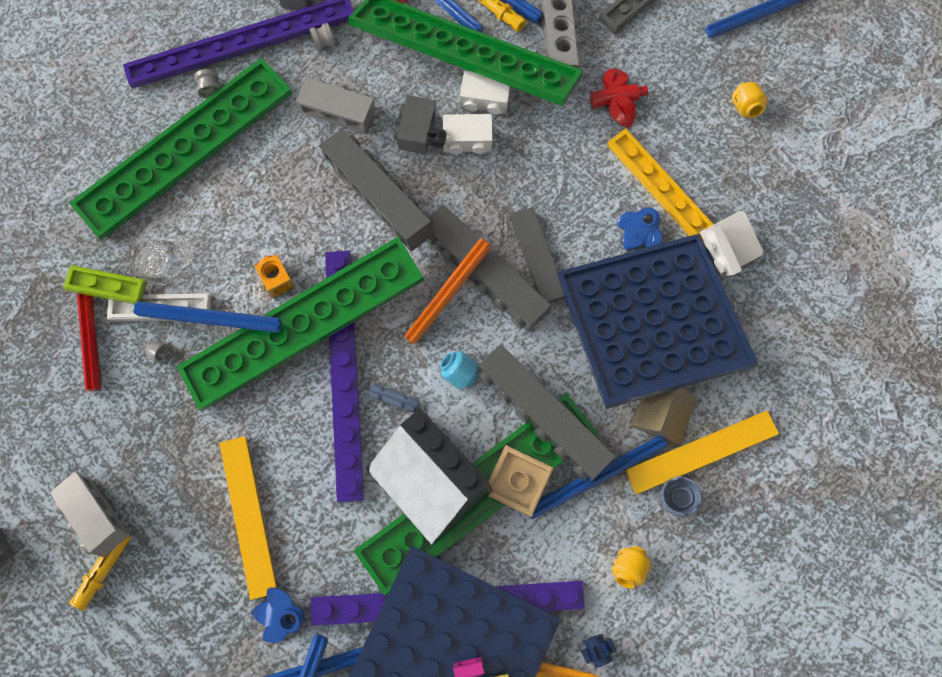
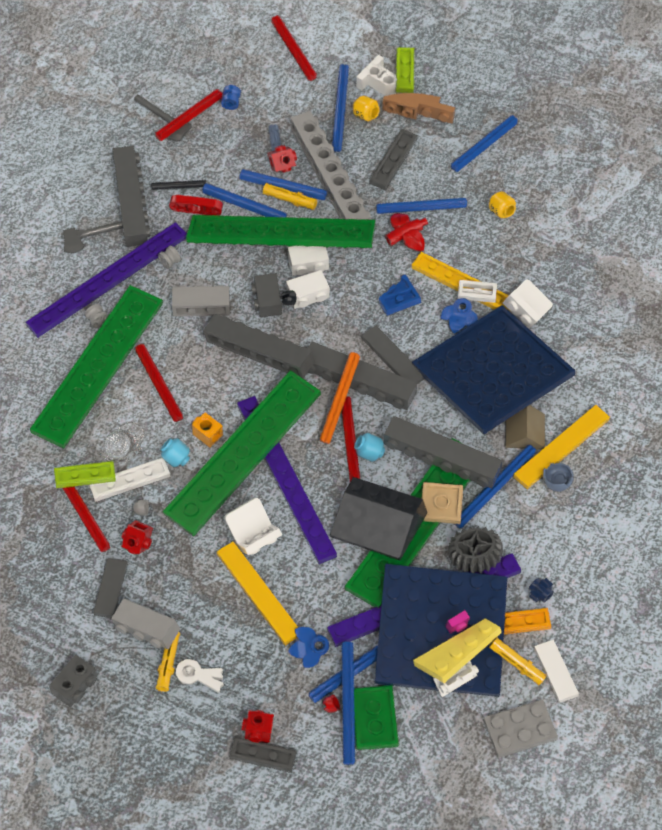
camera: 20 degrees left, 15 degrees down
(76, 443) = (110, 588): none -> dark grey tile
(122, 595) = (190, 672): none -> white piece
(129, 391) = (137, 537): none -> red brick
(207, 316) = (172, 469): blue axle -> none
(223, 293) = (175, 452): none -> medium azure head
(245, 193) = (159, 383): none -> red axle
(271, 429) = (251, 527): none -> white bracket
(394, 397) = (329, 482): sand blue axle -> none
(441, 350) = (350, 439): none -> red axle
(517, 551) = (475, 549): none -> dark grey gear
(576, 179) = (399, 297): none -> blue wing
(631, 567) = (542, 532): yellow head -> none
(650, 68) = (421, 205): none -> blue axle
(676, 214) = (477, 294): none -> white tile

